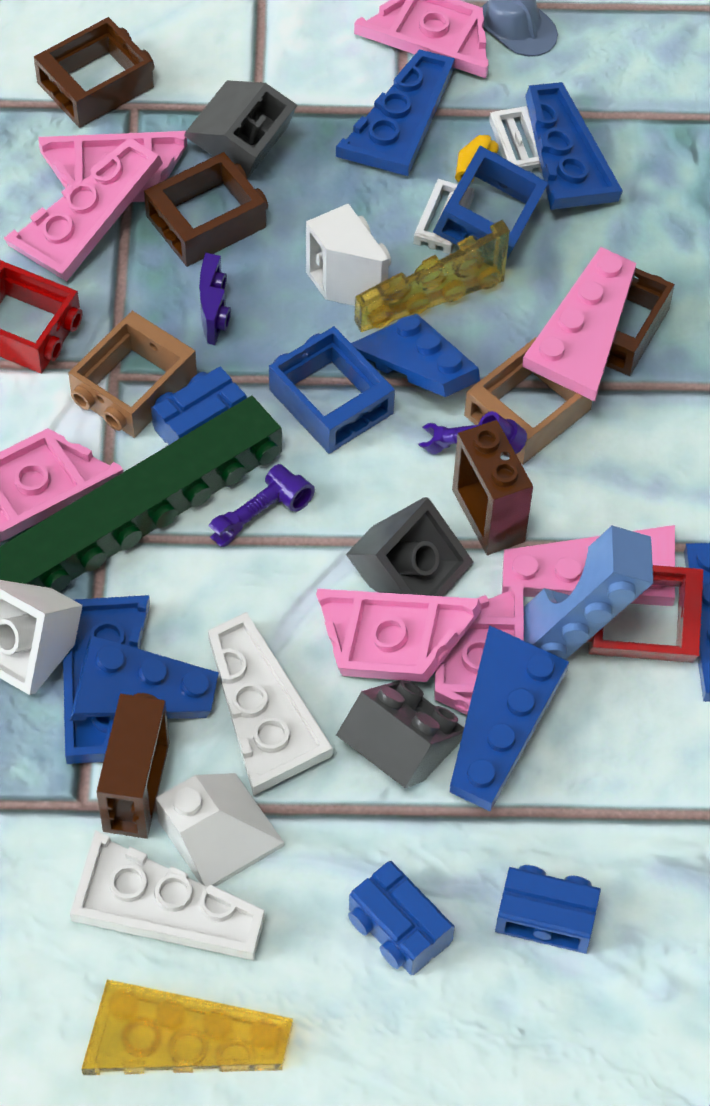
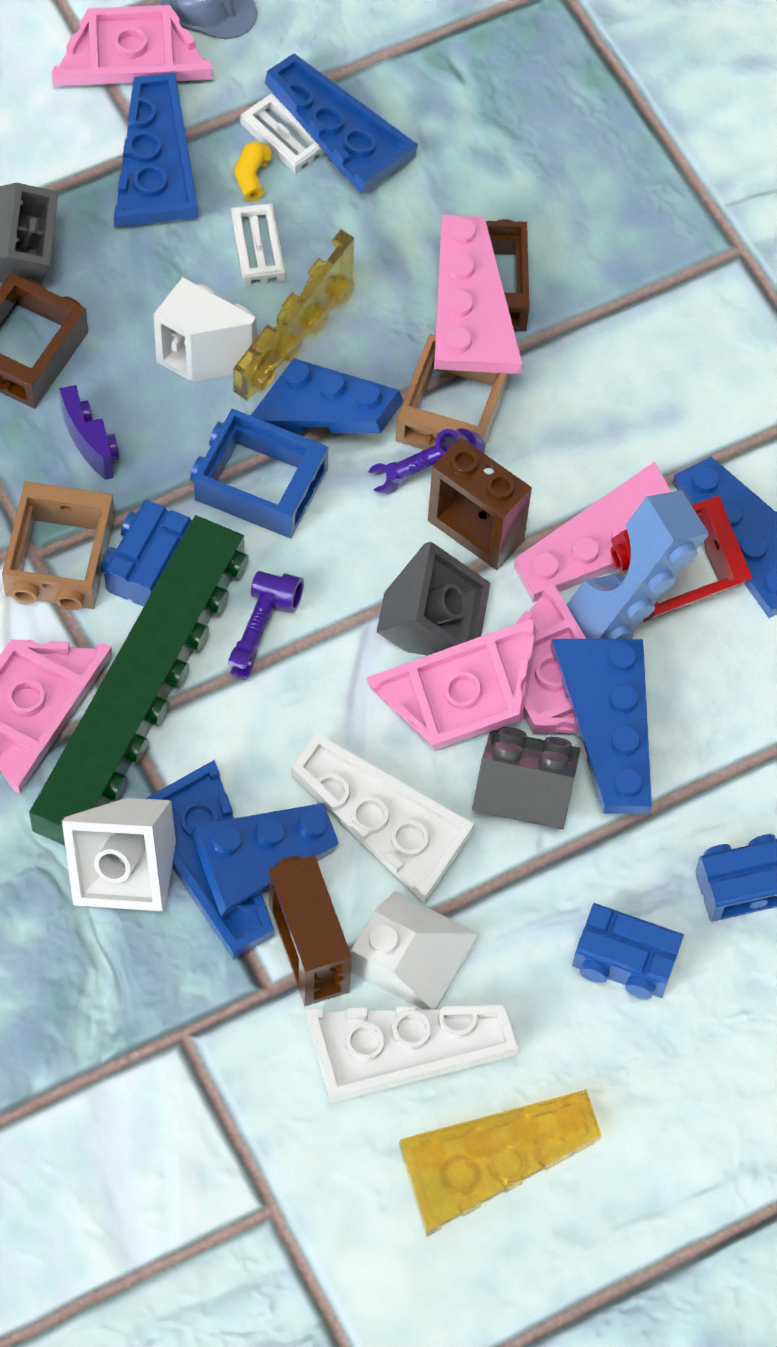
camera: 30 degrees left, 5 degrees up
(460, 223) = (287, 247): blue window -> none

